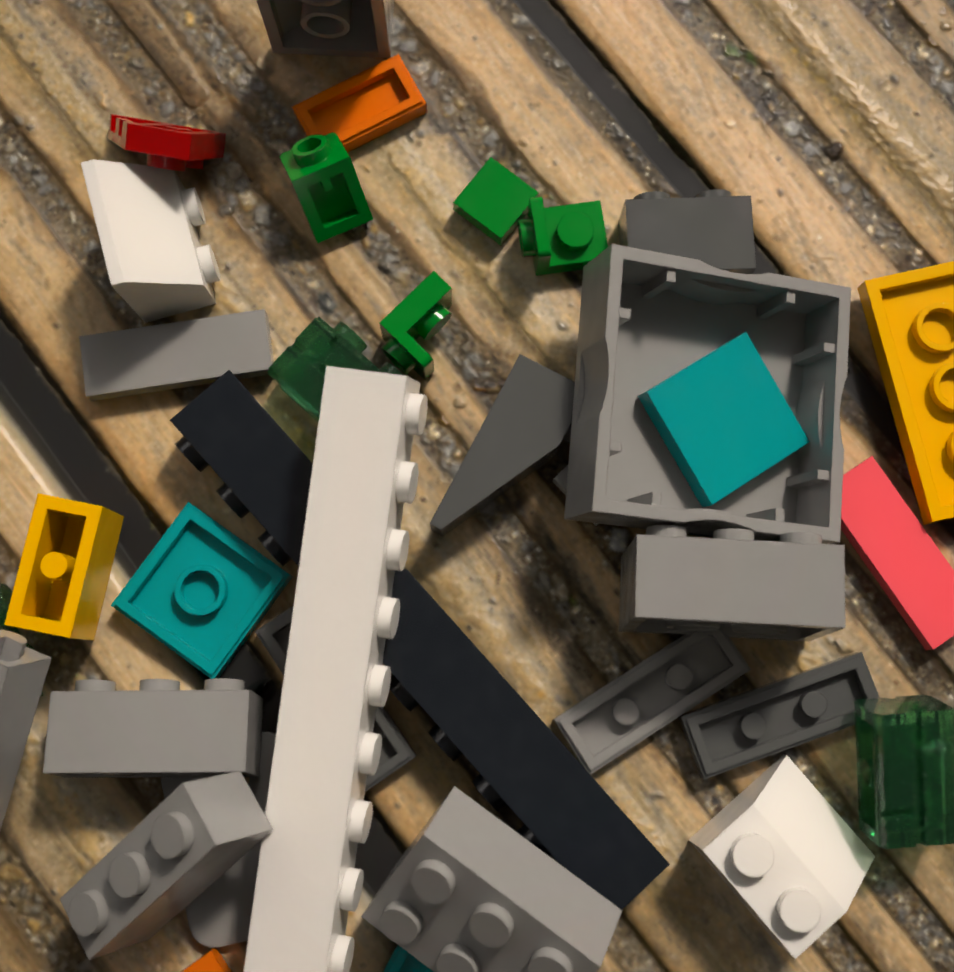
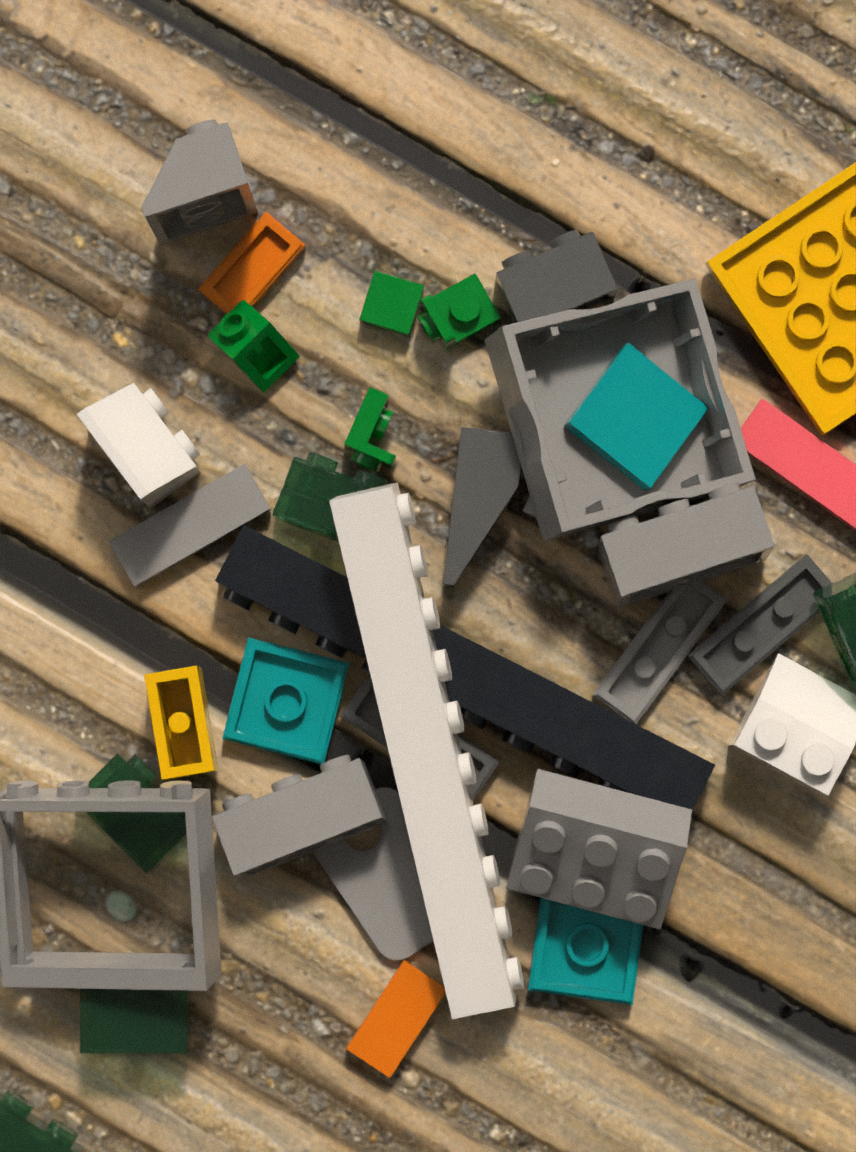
camera: 15 degrees left, 5 degrees up
(165, 863) = (351, 903): light grey brick -> none
(166, 144) = (111, 362): red wing -> none

